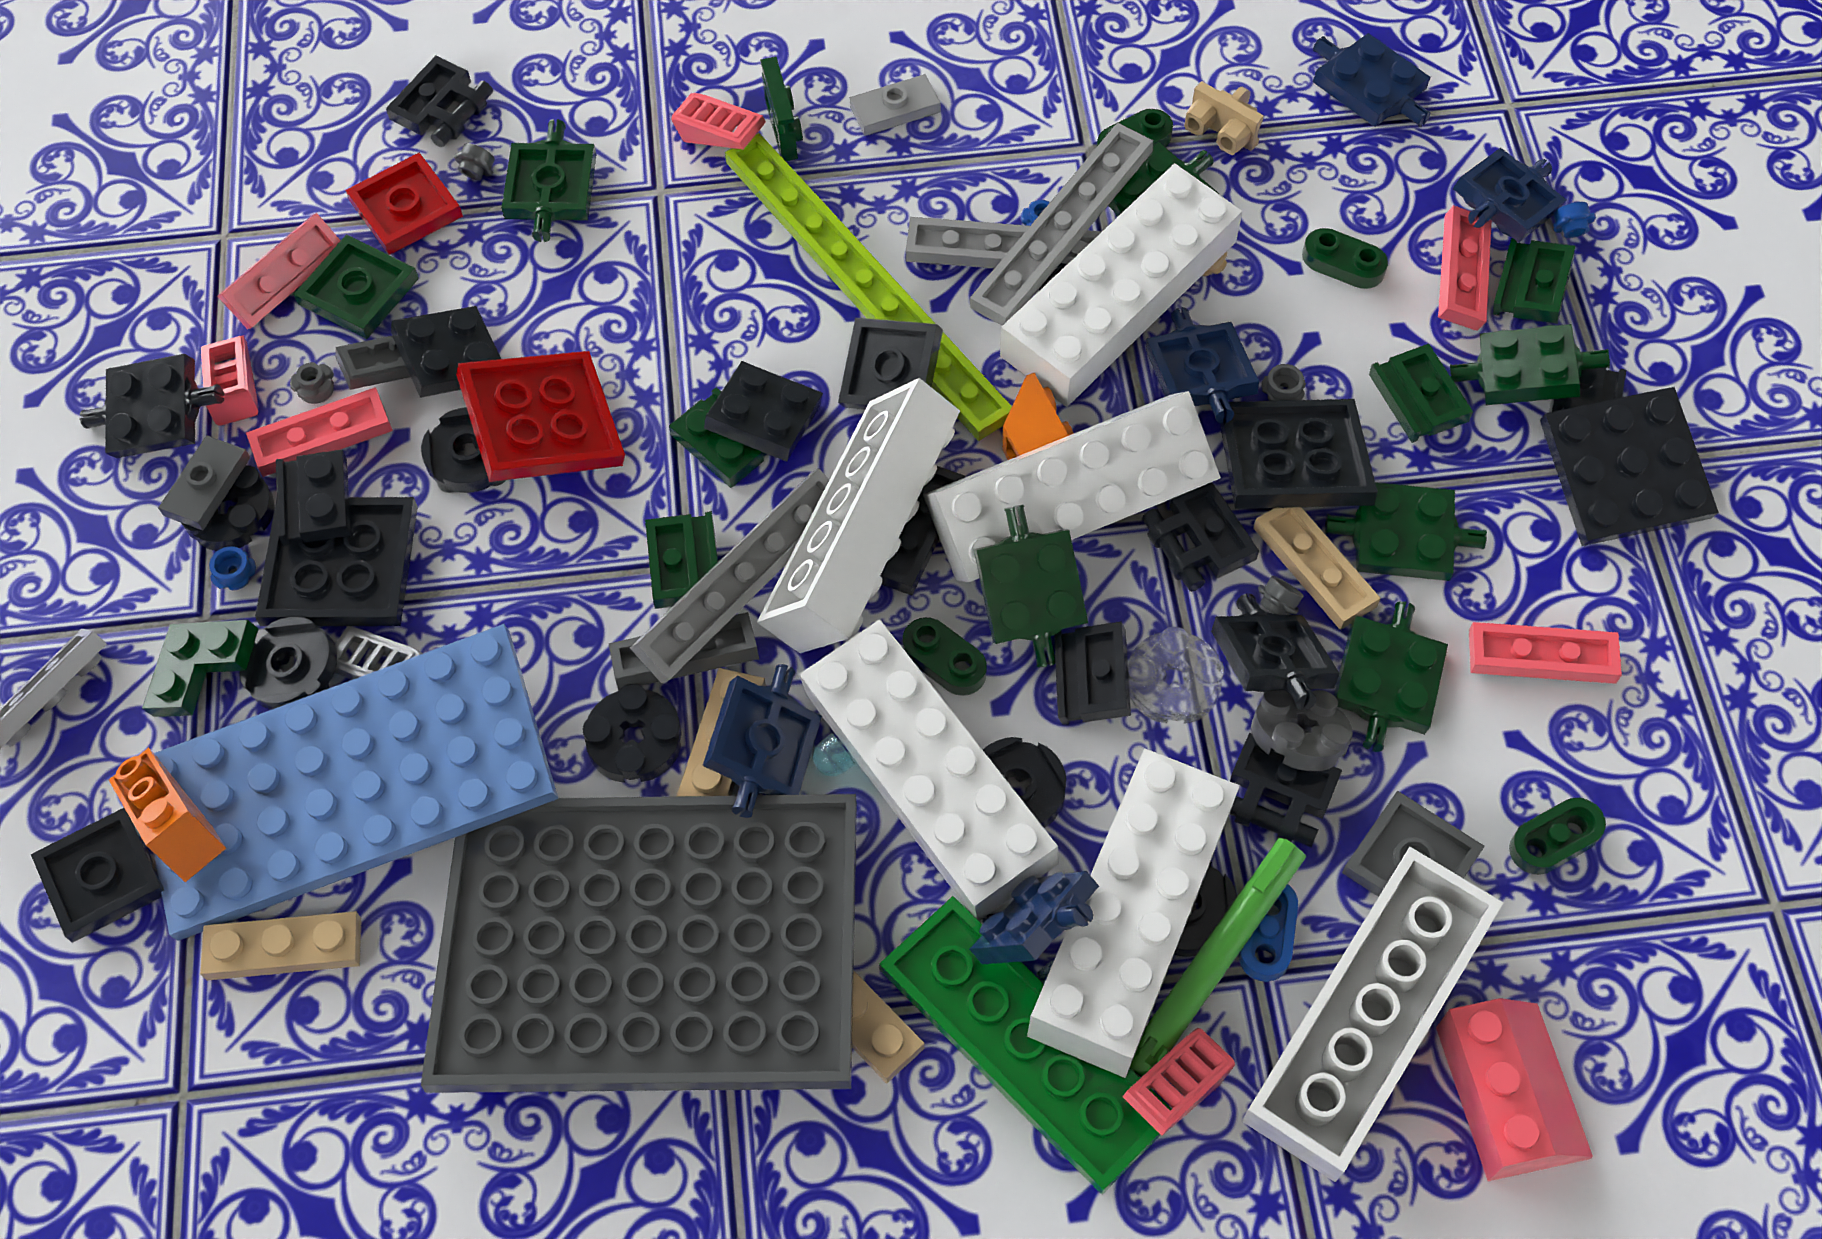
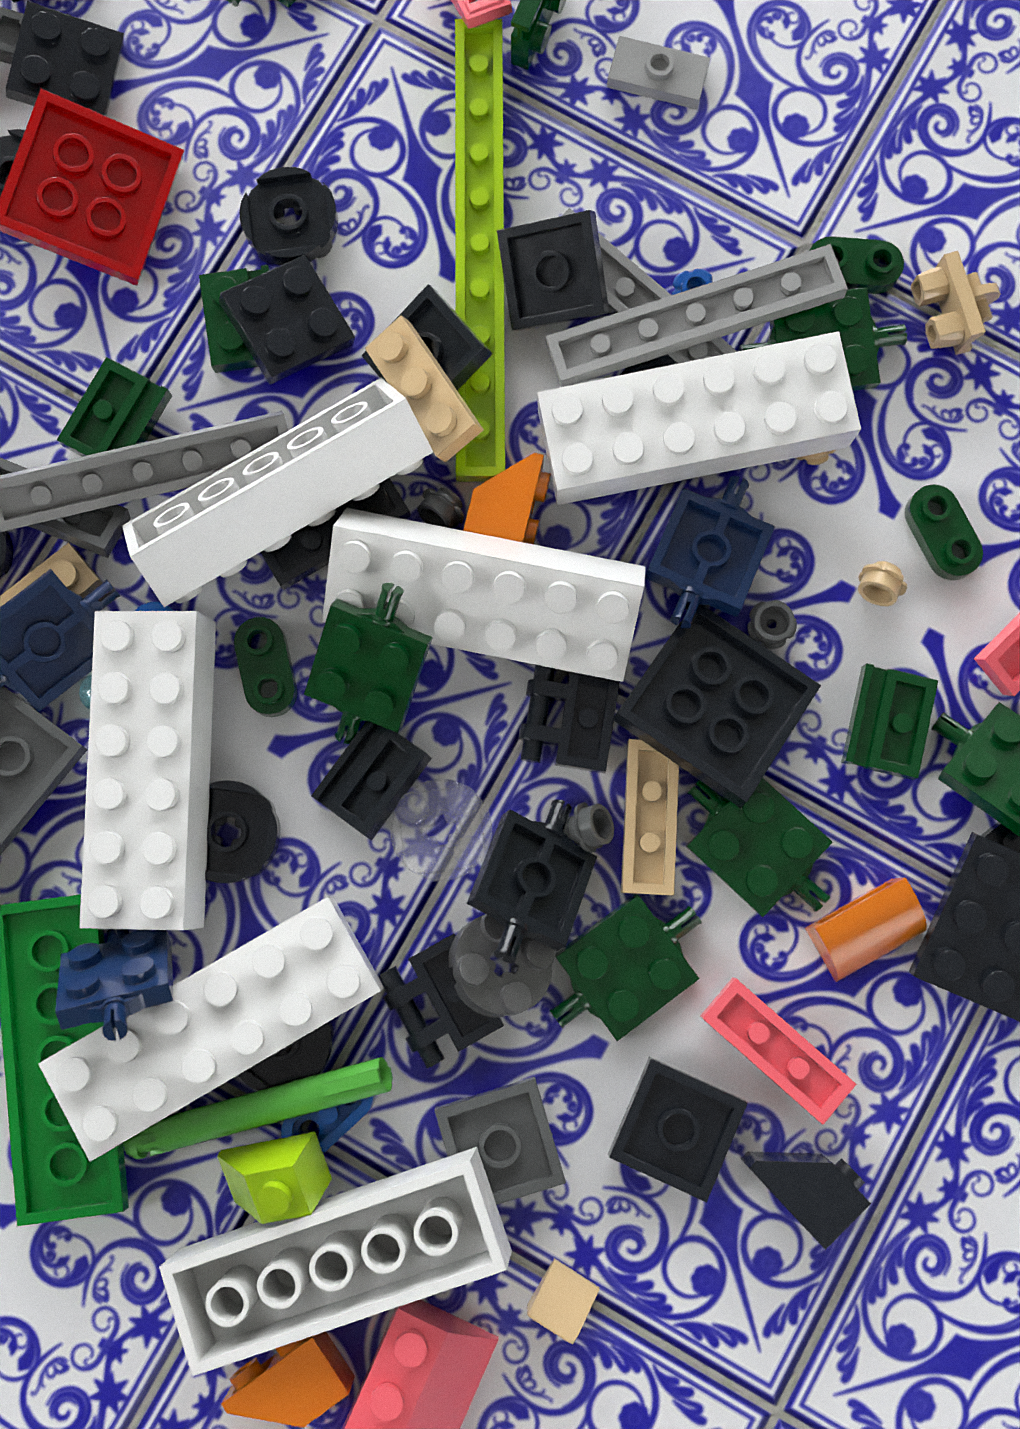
camera: 35 degrees right, 20 degrees up
(711, 368) = (266, 203): none -> black plate
(880, 372) = (430, 393): none -> tan plate
(936, 258) = (553, 270): none -> black plate
(983, 457) = (441, 508): none -> dark grey plate
(1193, 1055) = (188, 1184): coral slope -> none
(1269, 996) = (277, 1176): none -> lime slope
(1334, 313) = (881, 583): none -> tan plate
(1419, 1141) = (292, 1384): none -> orange slope
(1526, 755) = (677, 1129): none -> black plate
(1530, 531) = (868, 927): none -> orange brick
(1554, 838) = (637, 1222): dark green plate -> none
(1557, 938) = (562, 1301): none -> tan slope
(1654, 727) = (812, 1189): none -> black slope

